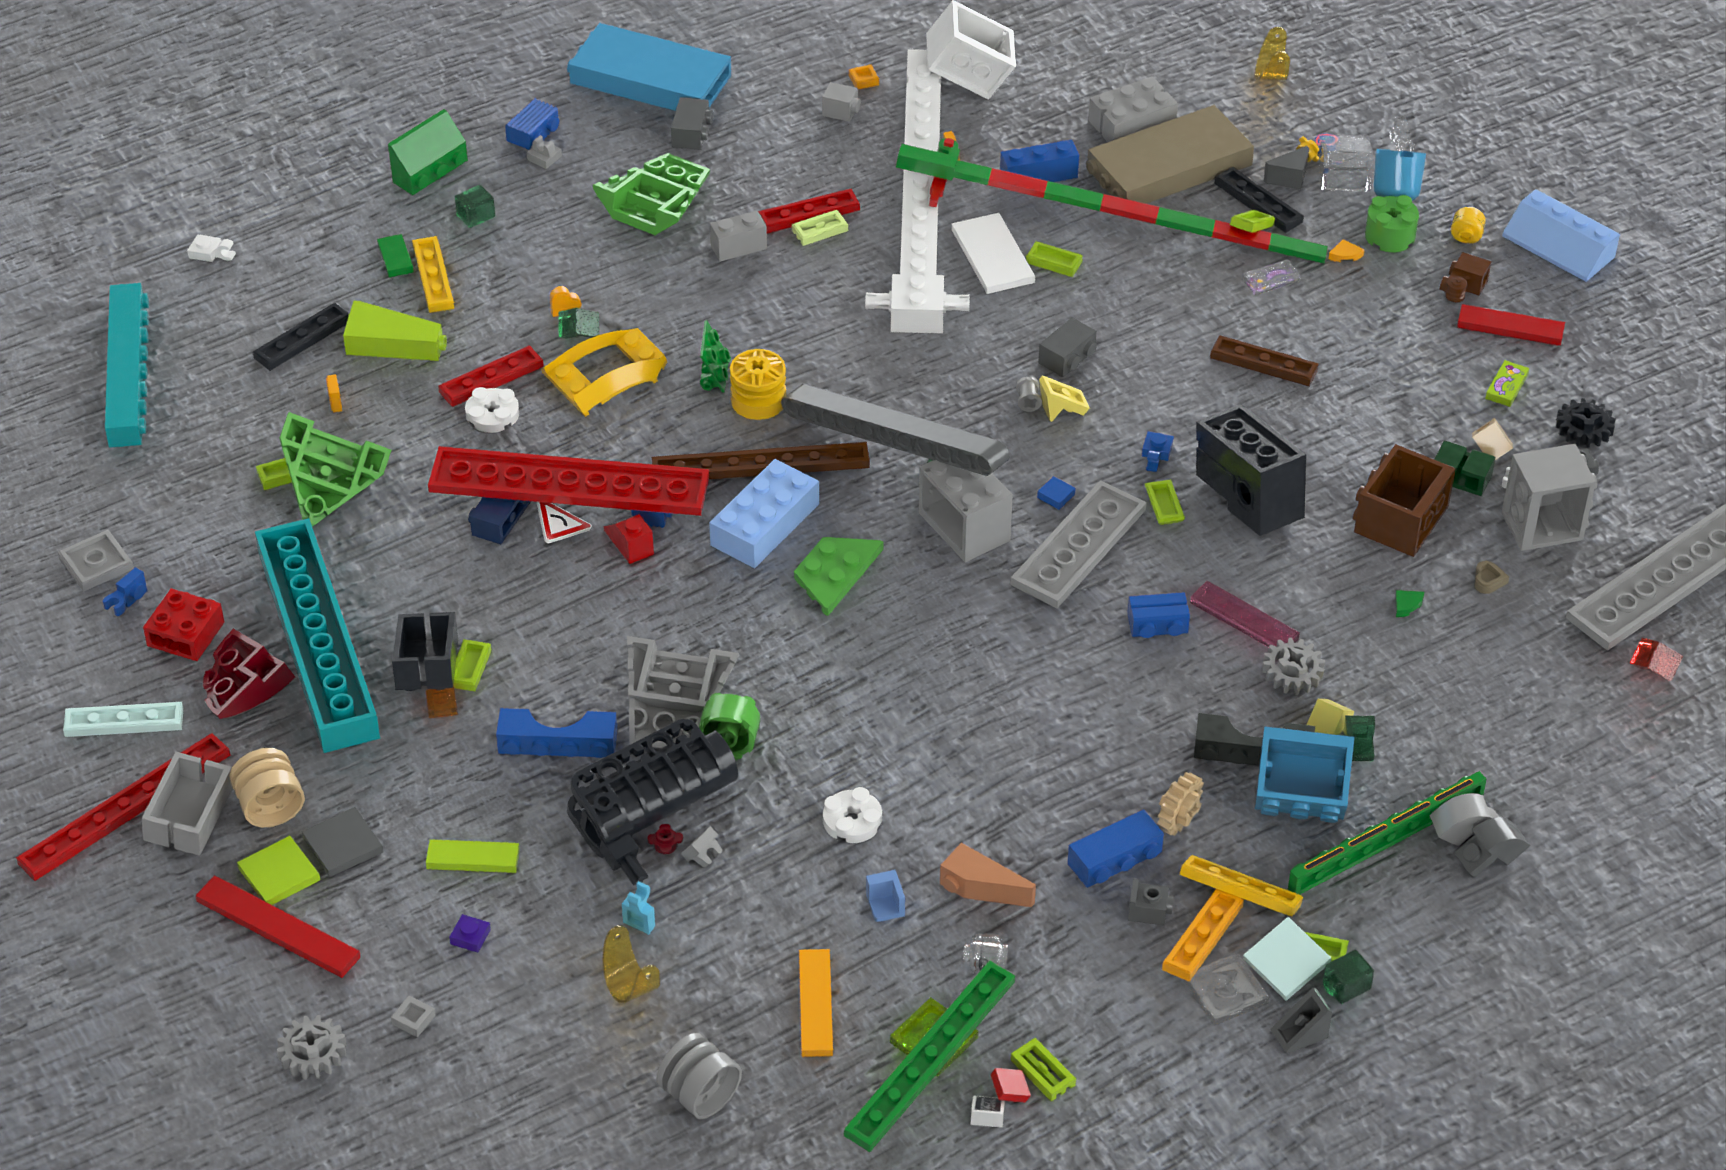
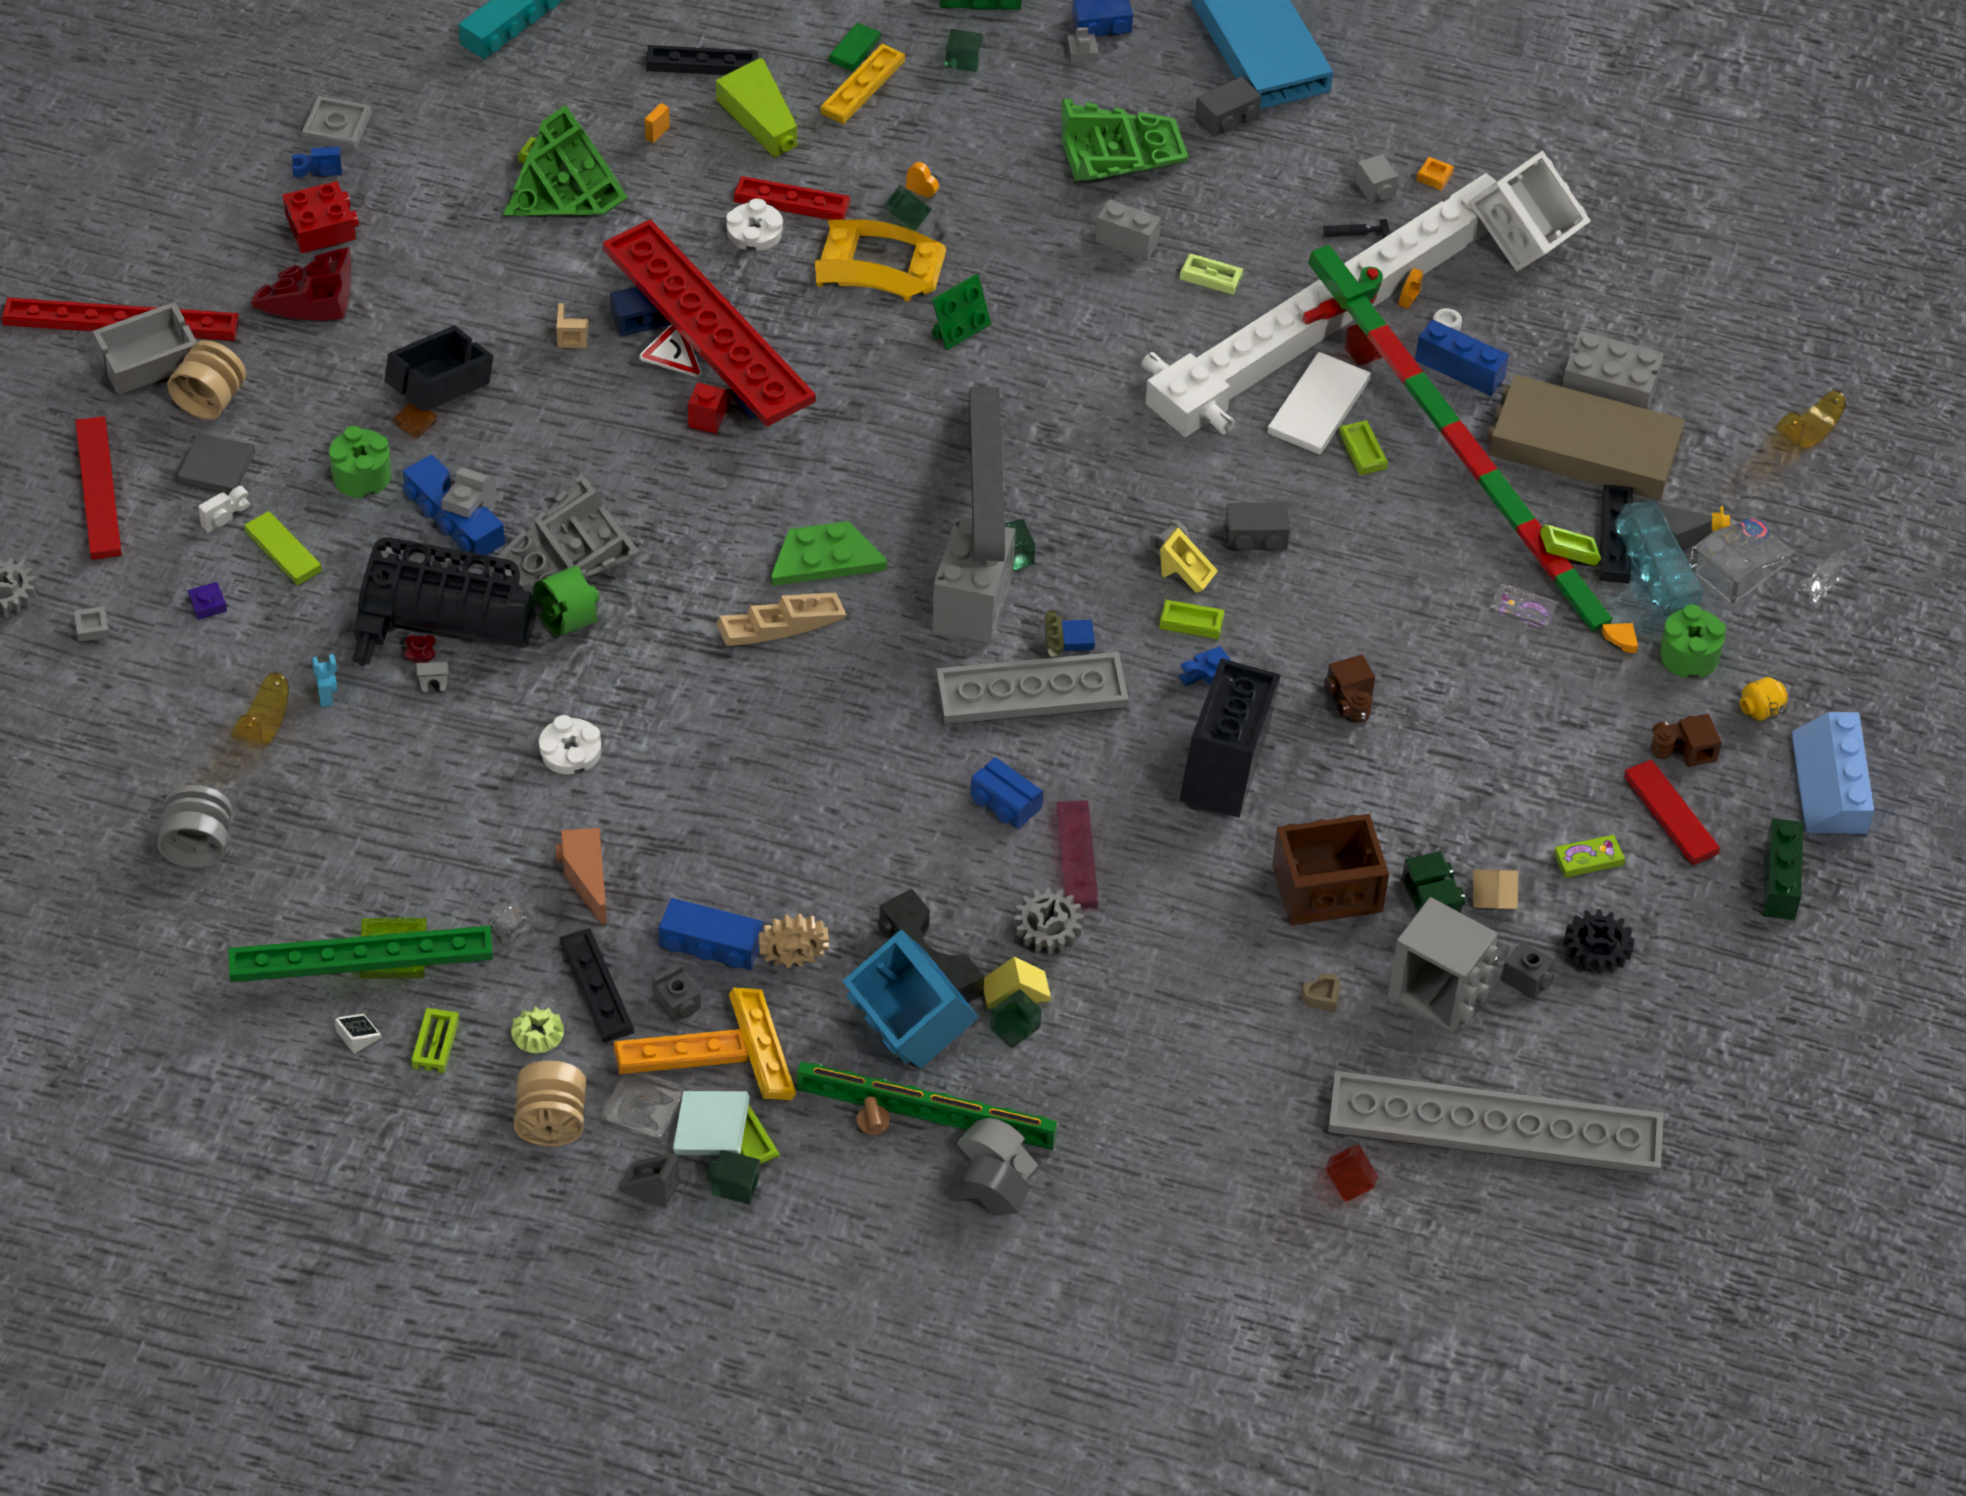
camera: 45 degrees right, 5 degrees up
(123, 719) = (201, 256): light aqua tile -> none
(278, 871) = (150, 449): lime tile -> none
(317, 636) = (391, 297): teal brick -> none
(396, 868) = (219, 509): none -> white plate
(452, 755) = (360, 462): none -> bright green brick
(466, 564) = (571, 331): none -> tan panel
(470, 664) = (471, 408): lime tile -> none
(563, 711) = (470, 492): none -> light grey brick
(752, 462) = (886, 425): reddish brown plate -> none
(757, 384) = (963, 359): yellow wheel -> none
(764, 513) = (828, 466): light blue brick -> none
(786, 215) = (1200, 243): red tile -> none
(815, 1003) = (355, 853): light orange tile -> none
(867, 140) = (1356, 229): none -> black piece
(869, 629) = (789, 617): none -> tan slope
(885, 896) = (507, 822): medium blue panel -> none
(971, 198) = (1360, 346): none -> clear red panel
(992, 153) = (1449, 318): none -> white tile
(1010, 1085) = (393, 1028): tile -> none
(1051, 499) = (1053, 634): none -> olive gear
(1088, 944) = (596, 985): none -> black tile
(1105, 431) = (1192, 619): none -> lime tile
(1106, 1011) = (534, 1041): none -> yellowish green gear
(1164, 502) = (1150, 712): lime tile -> none
(1187, 1033) = (550, 1103): none -> tan wheel
(1250, 392) = (1352, 687): none -> reddish brown brick
(1264, 360) = (1410, 669): reddish brown tile -> none
(1309, 191) = (1658, 557): none -> clear light blue brick
(1367, 870) = (873, 1118): none -> medium nougat plate
(1398, 173) = (1752, 603): dark azure cylinder -> none
(1407, 602) = (1223, 953): green tile -> none
(1614, 305) = (1783, 869): none -> dark green brick

